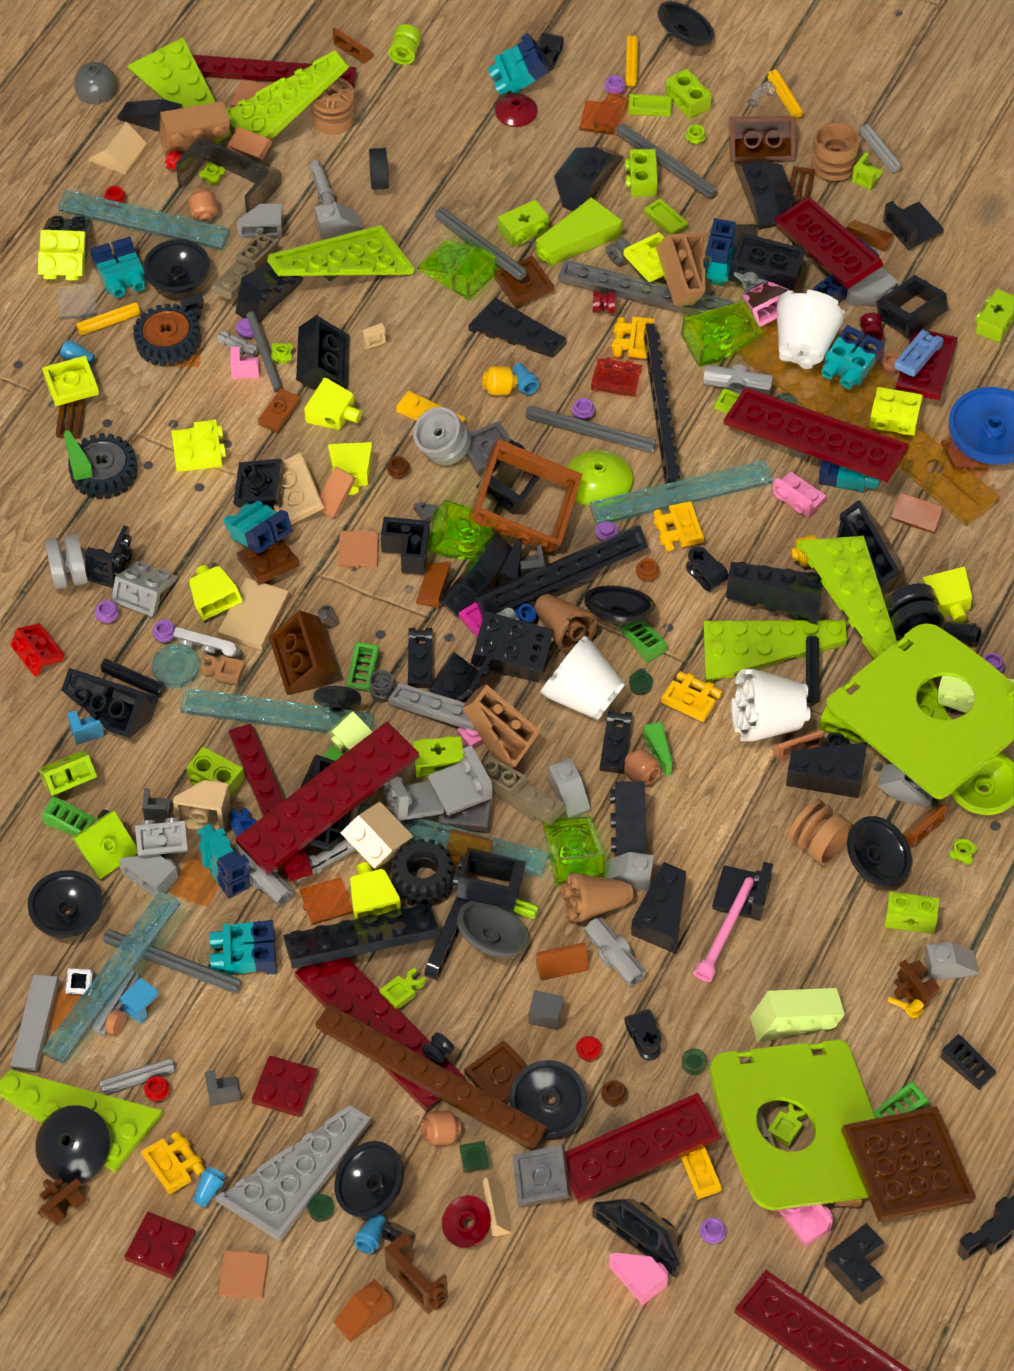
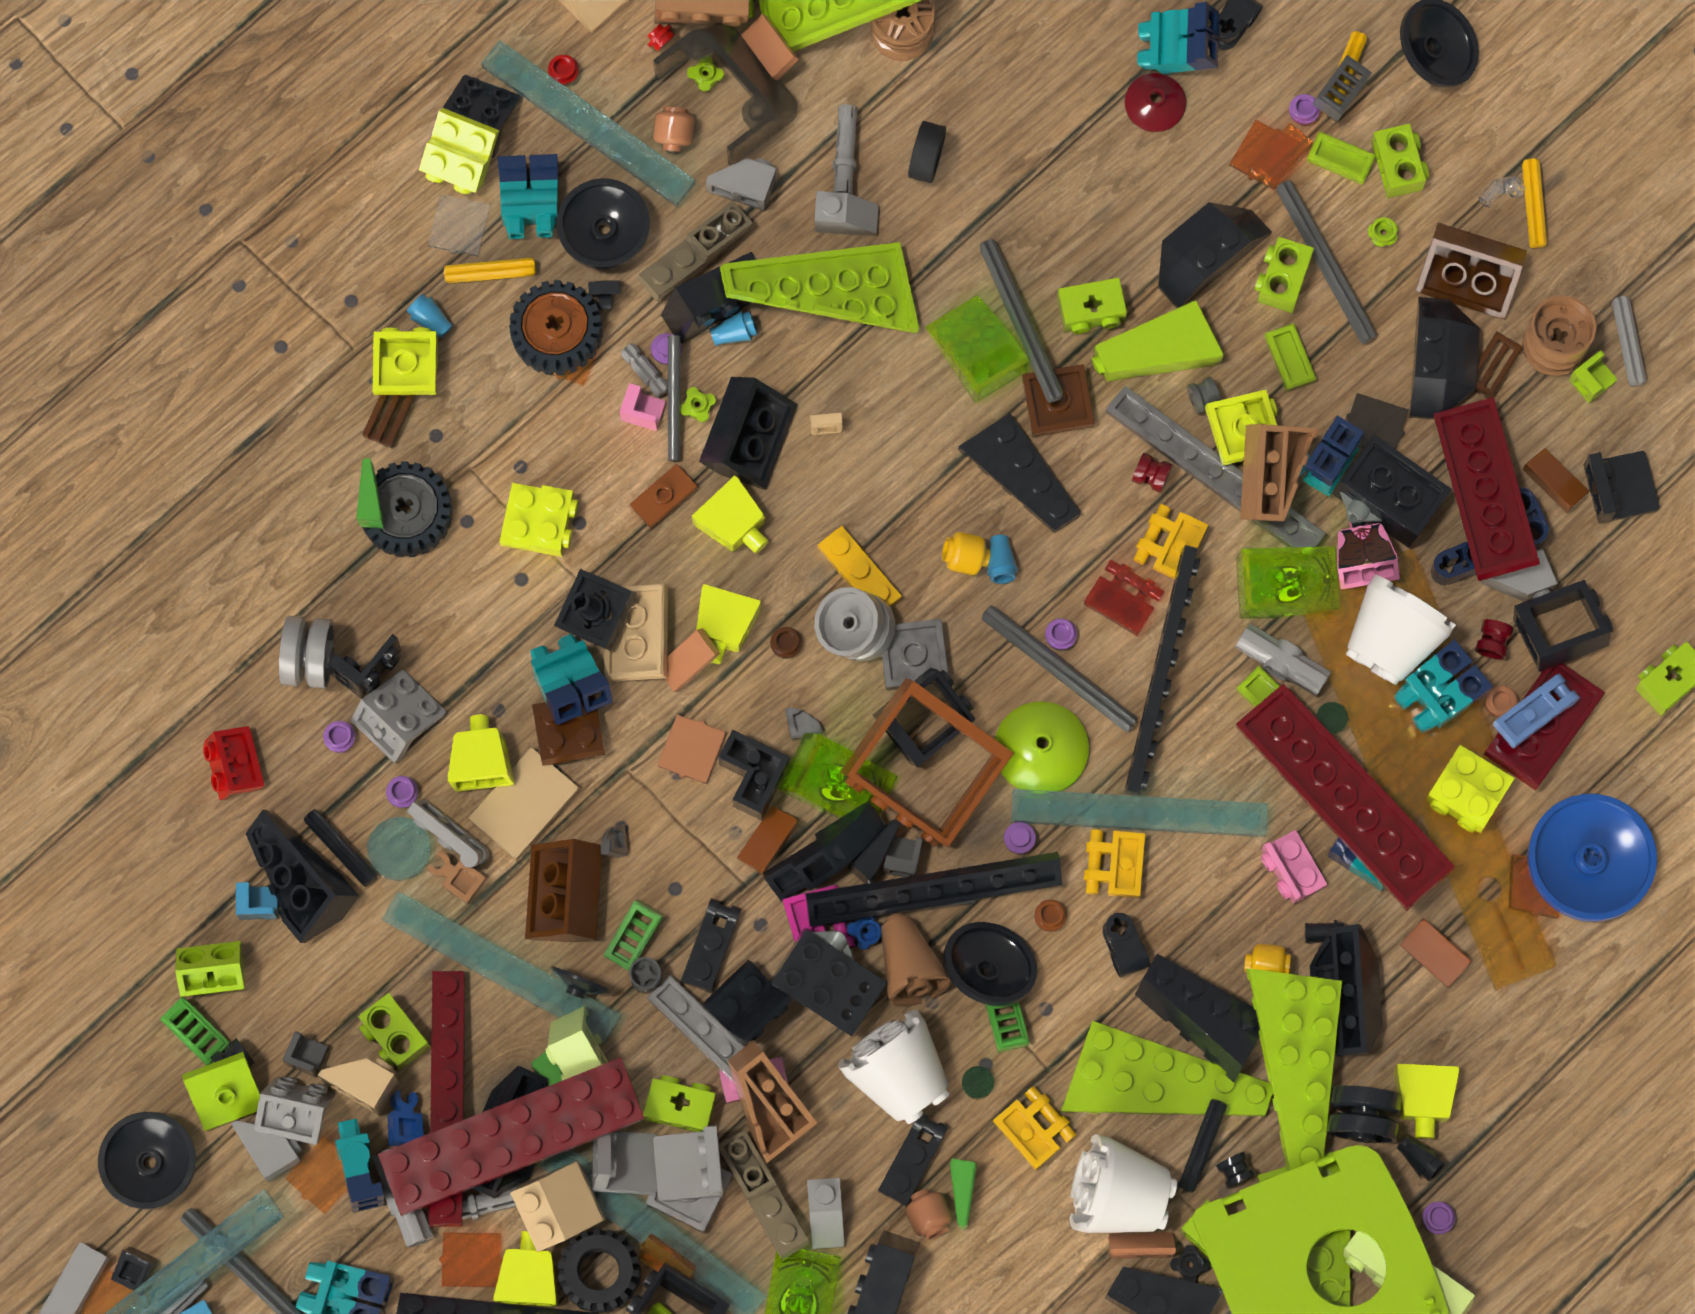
camera: 20 degrees right, 20 degrees up
(290, 302) = (735, 329): none -> dark azure cone
(632, 68) = (1327, 104): none -> dark grey slope
(831, 525) = (1317, 931): none -> black pin
(840, 675) = (1236, 1170): none -> black wheel

